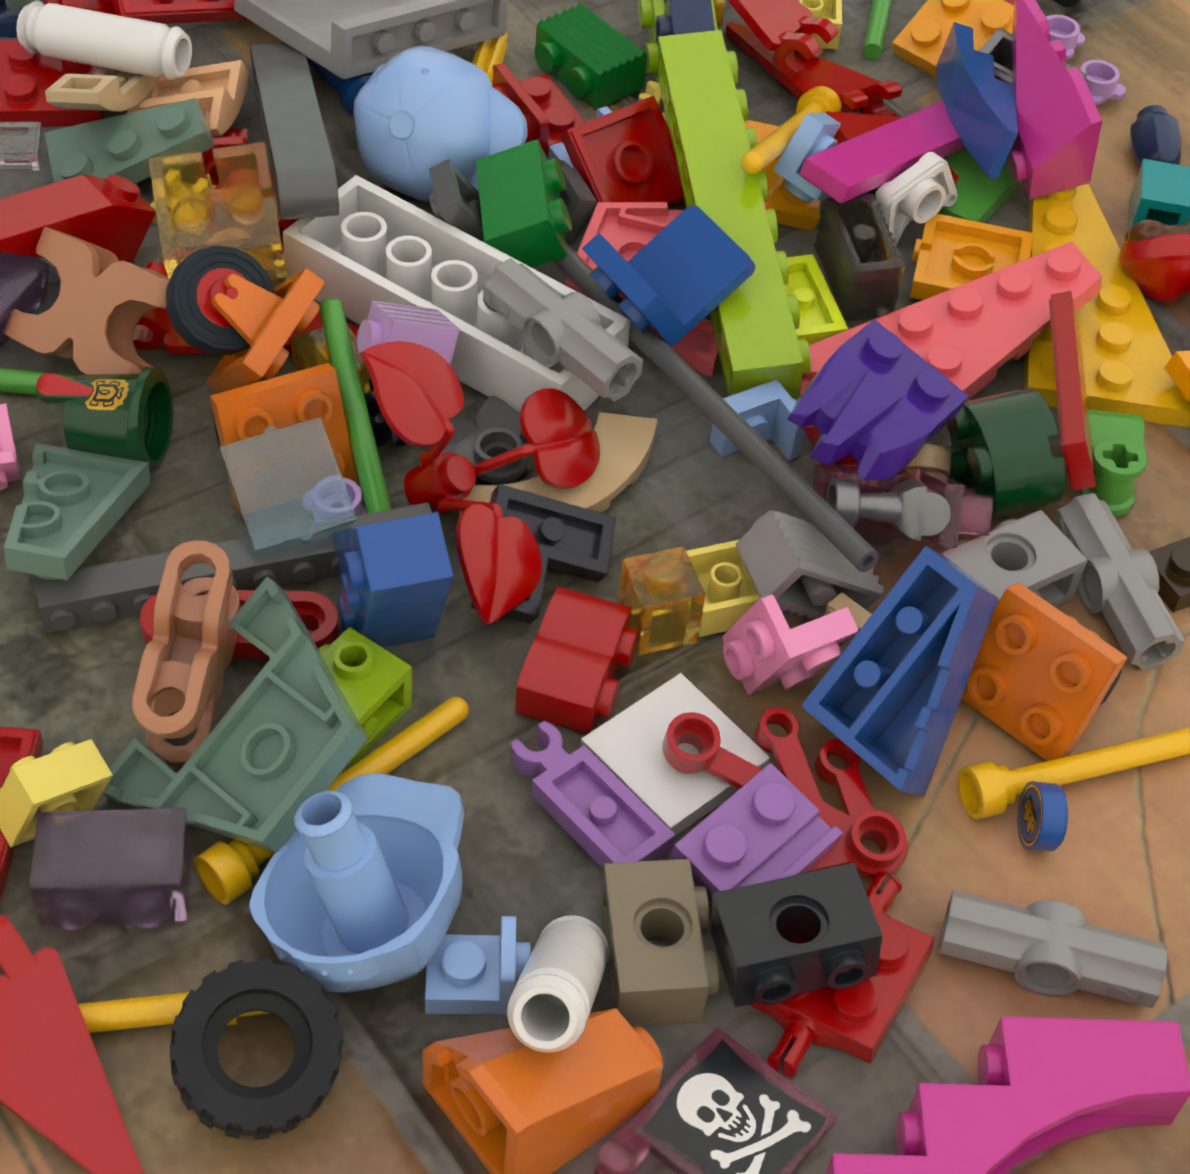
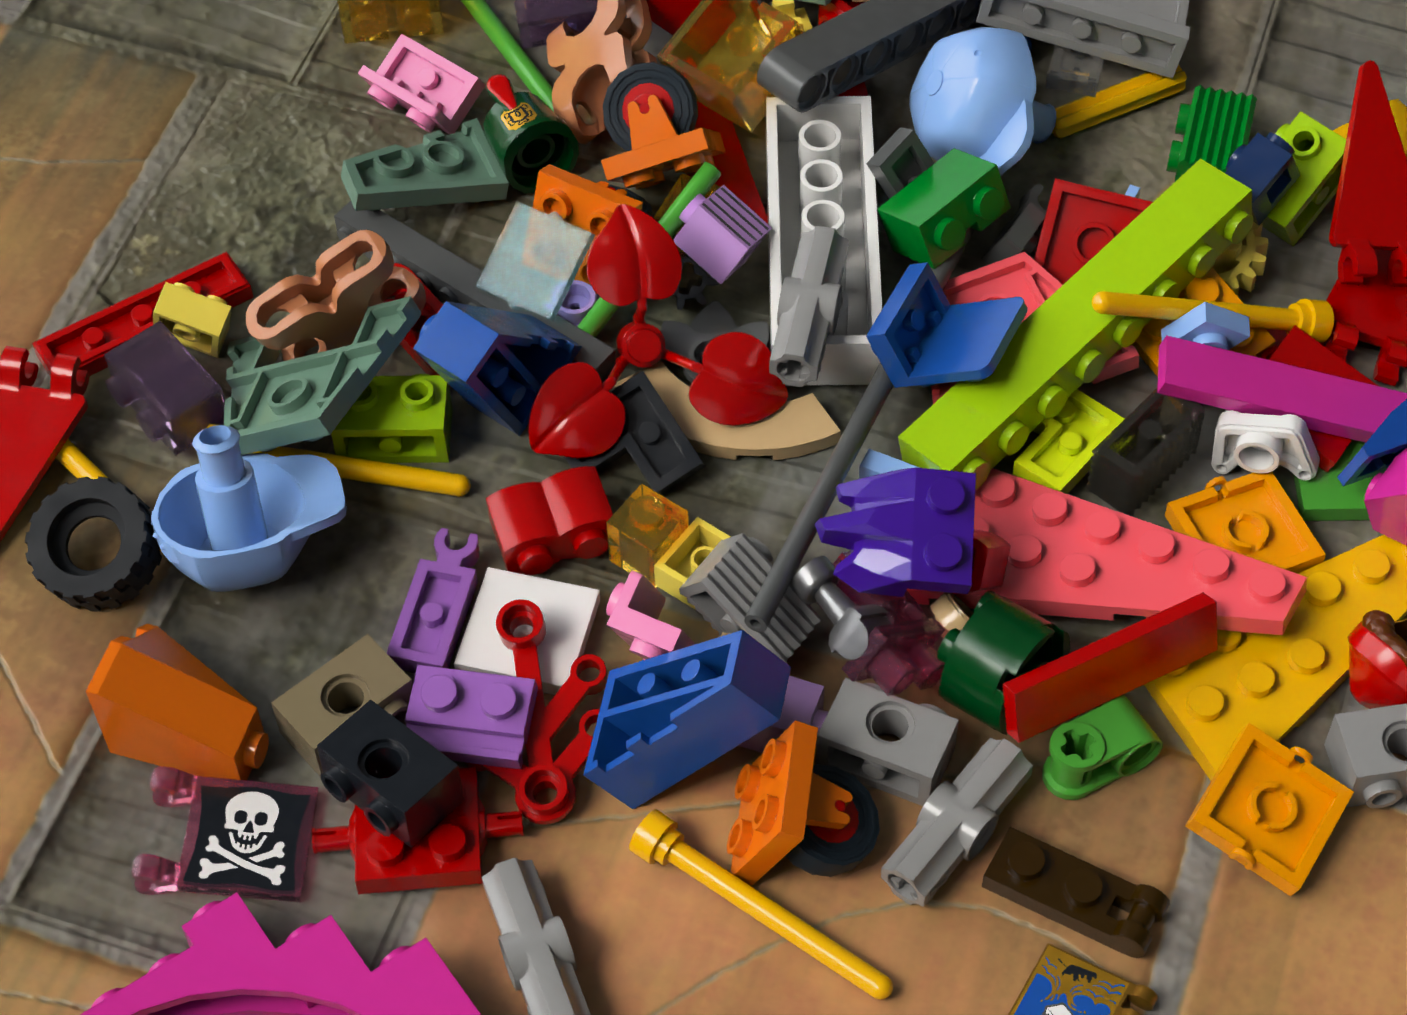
camera: 60 degrees right, 5 degrees up
(475, 972) = (253, 626): light blue bracket -> none
(542, 104) = (1112, 151): red bracket -> none
(558, 984) = (231, 656): white axle -> none
(1042, 816) = (657, 886): blue tile -> none

